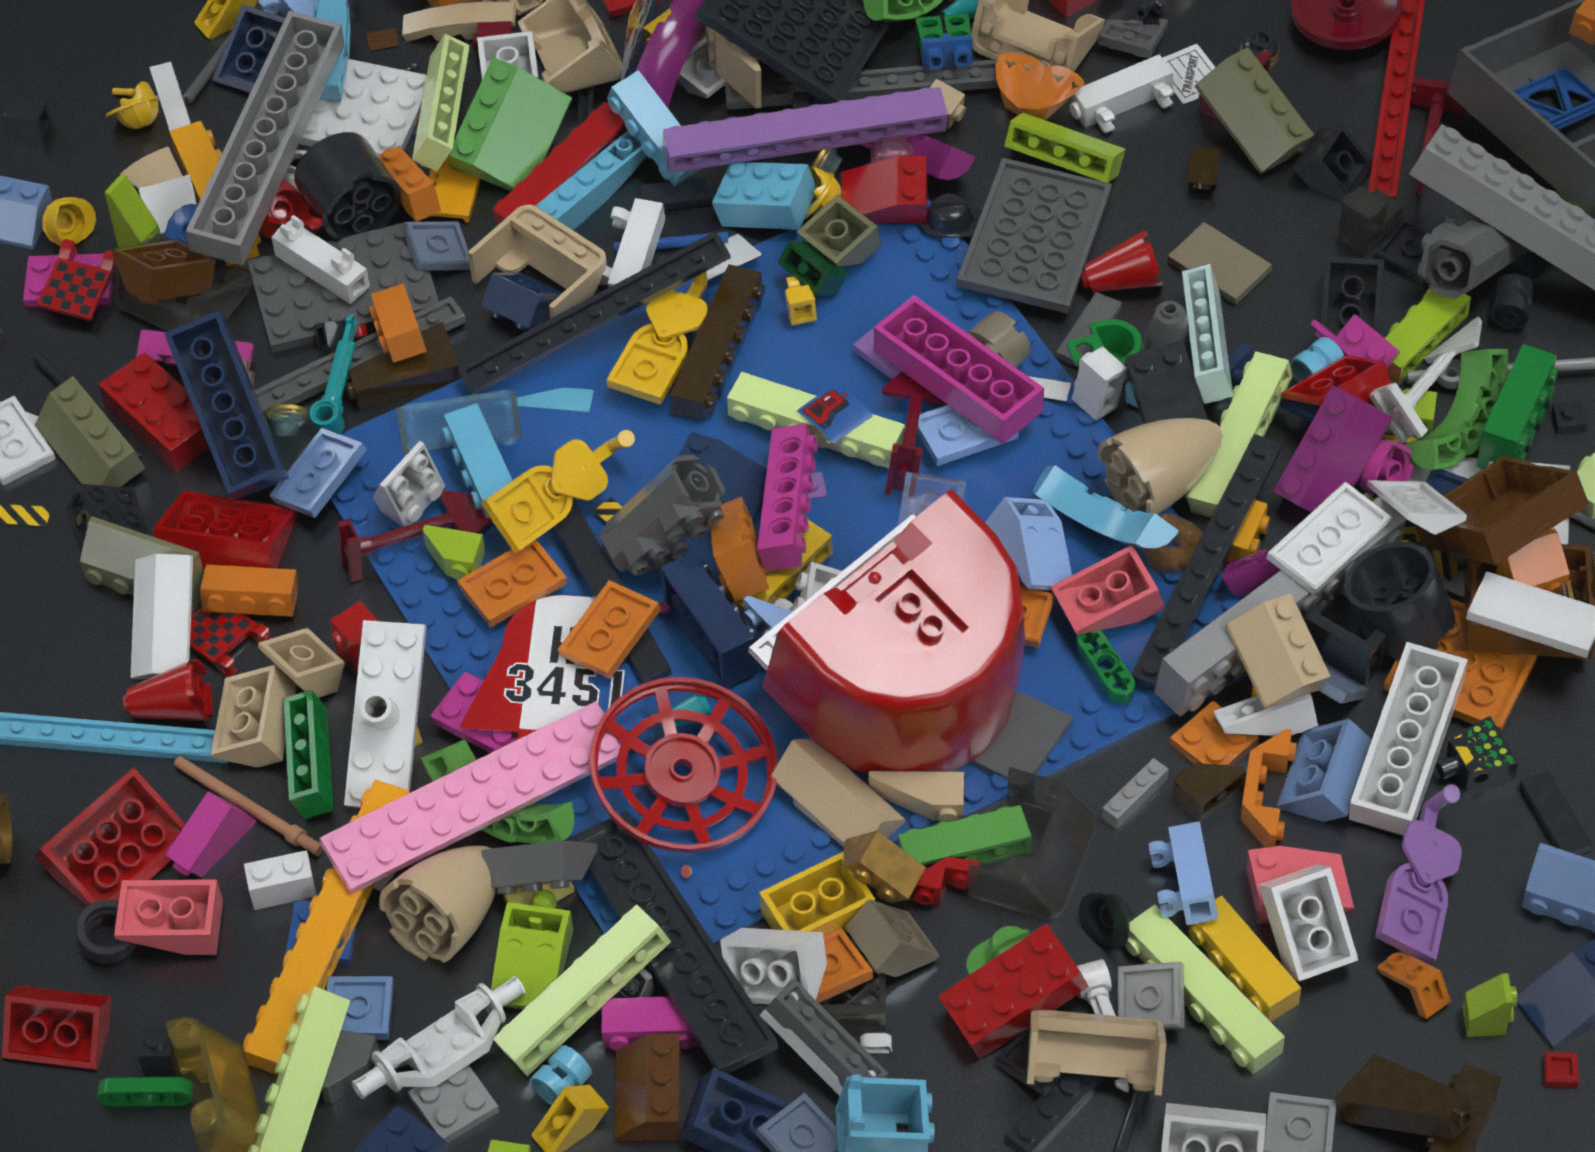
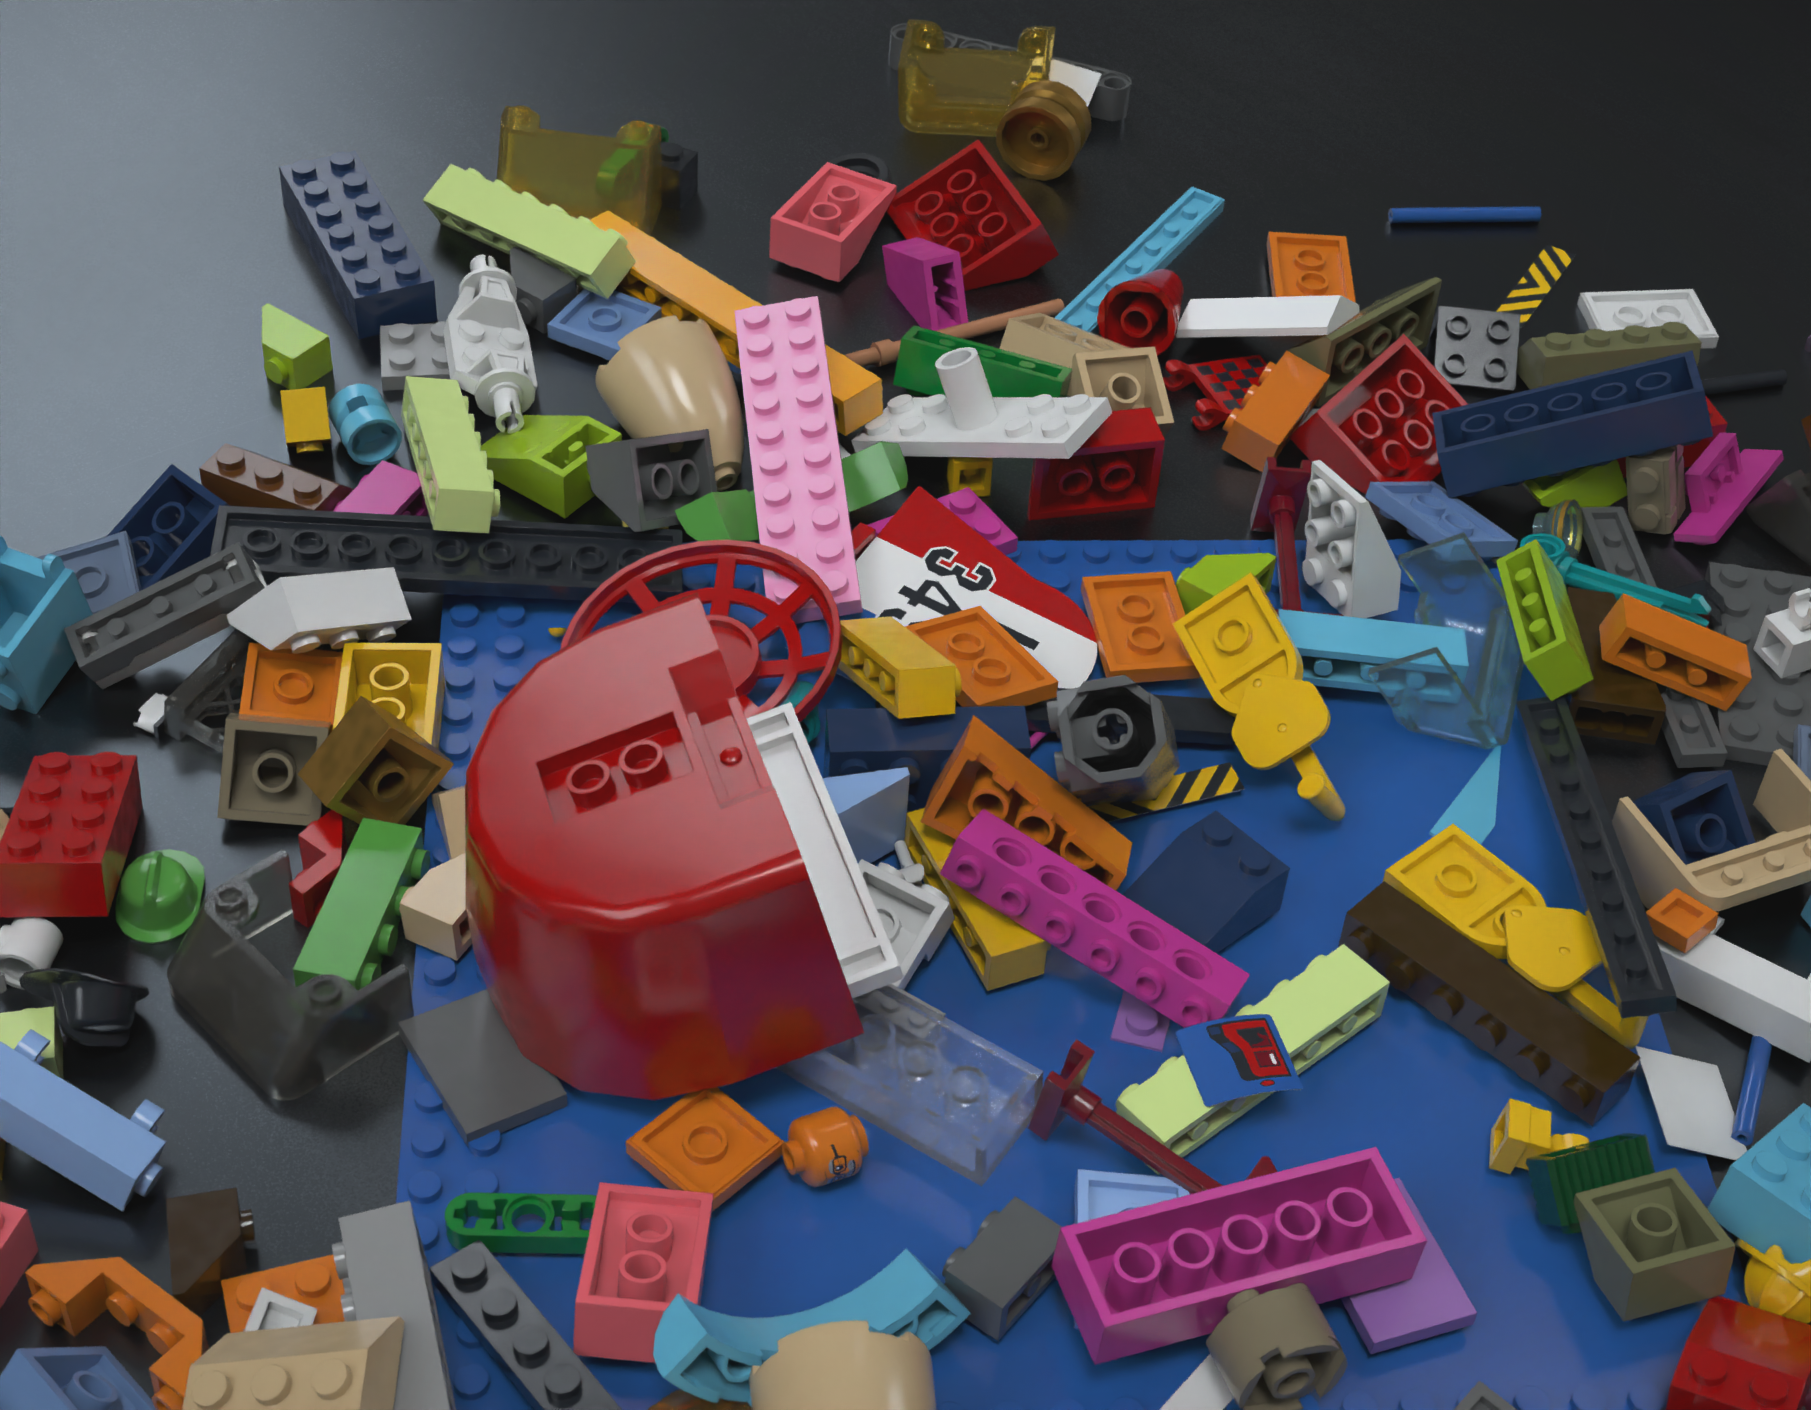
camera: 110 degrees right, 10 degrees down
(55, 1026) = (769, 130): red slope -> none
(64, 630) = (1309, 265): none -> orange plate
(280, 880) = (834, 300): white brick -> none
(408, 384) = (1544, 620): none -> lime brick
(620, 268) = (1681, 920): none -> orange plate
(662, 638) = (898, 668): none -> yellow brick
(1008, 467) = (1003, 1266): none -> dark grey brick
(1033, 540) = (801, 1202): light blue slope -> none
(1135, 793) = (279, 1162): light grey piece -> none

